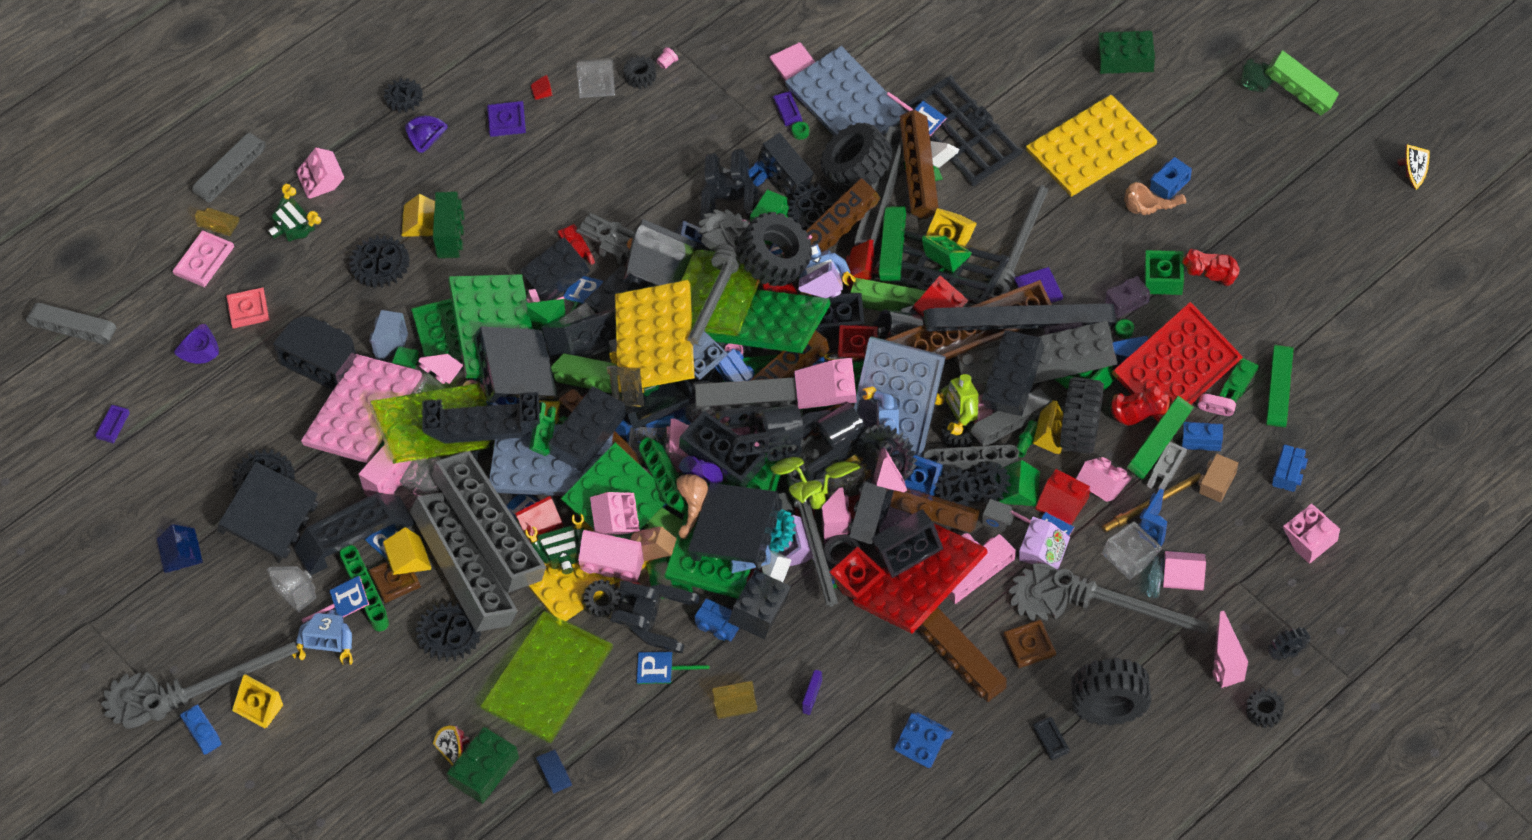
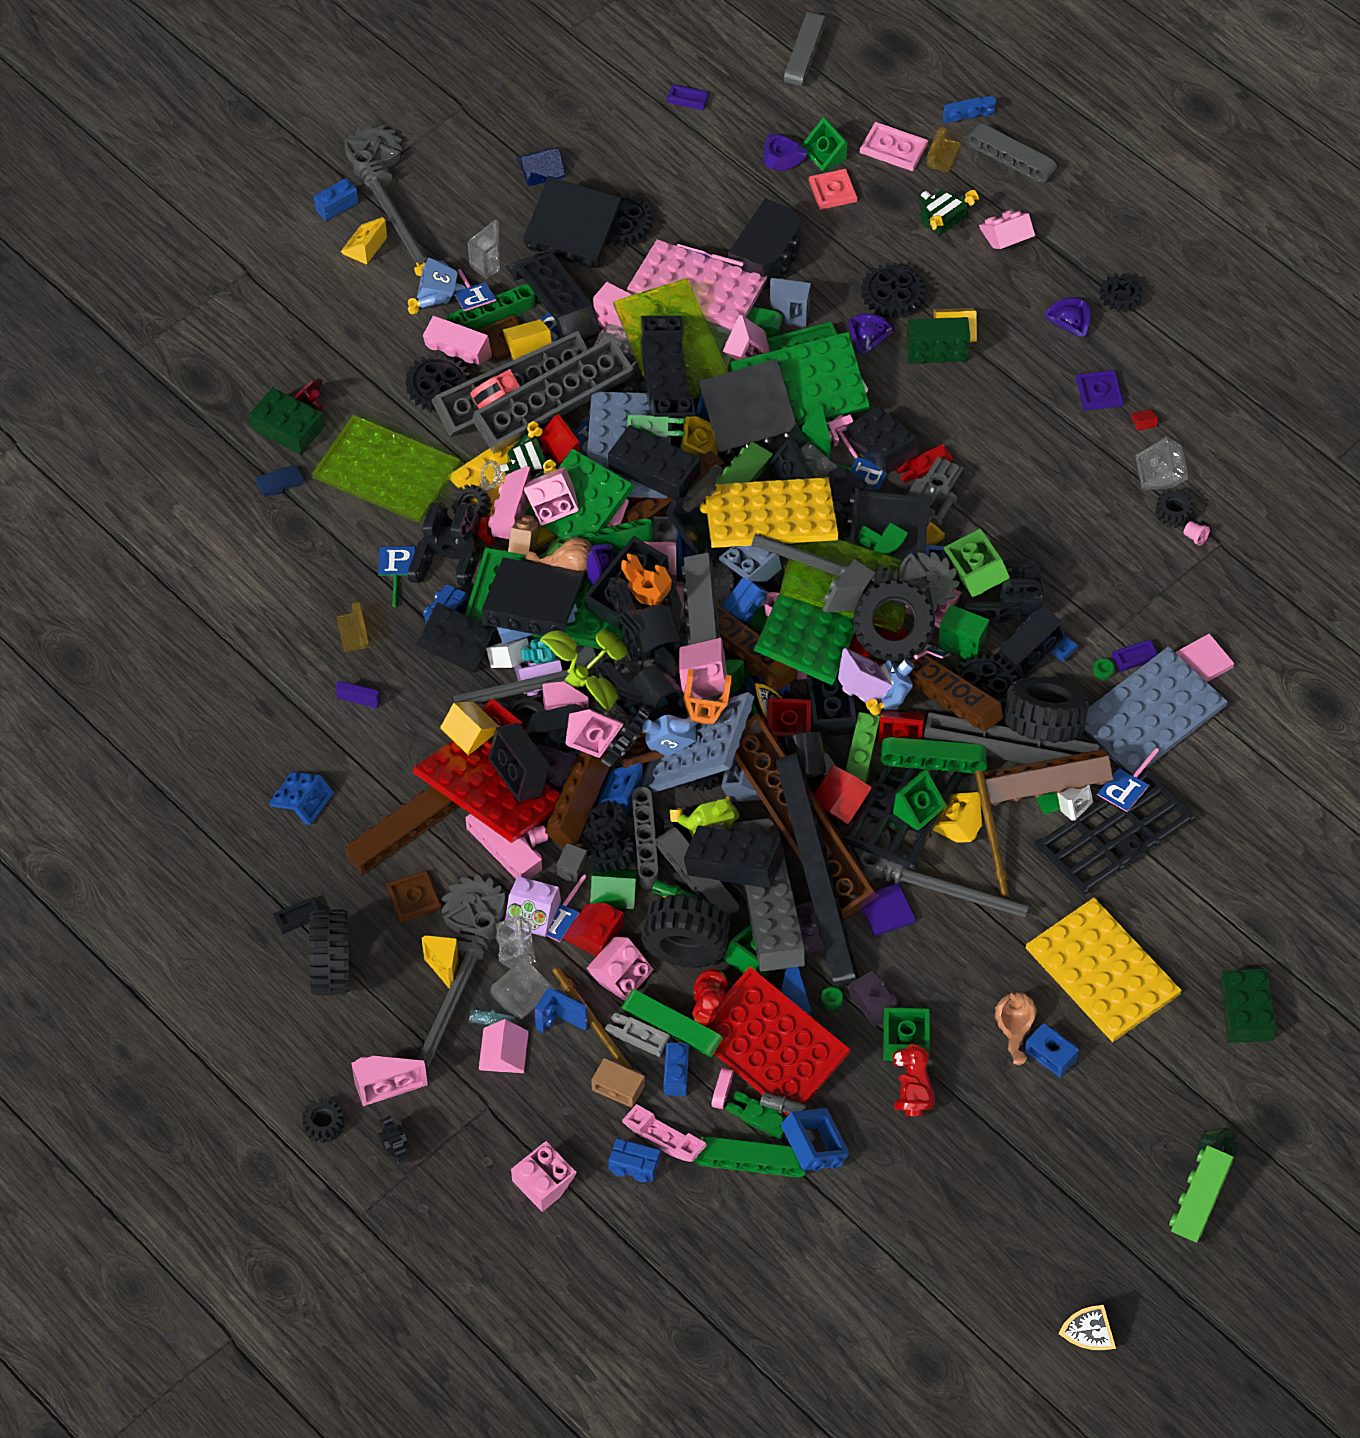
camera: 85 degrees right, 0 degrees up
(171, 196) = (969, 109): none -> blue hinge
(198, 307) = (826, 146): none -> green slope
(328, 396) = (712, 256): none -> bright pink piece
(408, 609) = (457, 341): none -> bright pink slope
(425, 281) = (869, 331): none -> dark purple hat
(488, 565) = (494, 388): none -> coral brick
(583, 582) = (498, 476): none -> clear piece
(675, 264) = (886, 544): none -> green brick
(707, 193) = (976, 562): none -> bright green brick
(743, 275) = (848, 588): none -> dark grey slope
(746, 408) = (646, 586): none -> orange piece
(862, 588) = (468, 726): none -> yellow slope
(881, 374) = (713, 708): none -> orange piece
(1005, 206) = (1000, 874): none -> pearl gold bar
(1082, 552) = (514, 941): none -> clear brick
(1107, 608) = (442, 957): none -> yellow slope
(1235, 357) = (781, 1104): none -> dark grey axle
(1266, 336) = (820, 1119): none -> blue window
(1266, 444) = (662, 1136): none -> bright pink slope

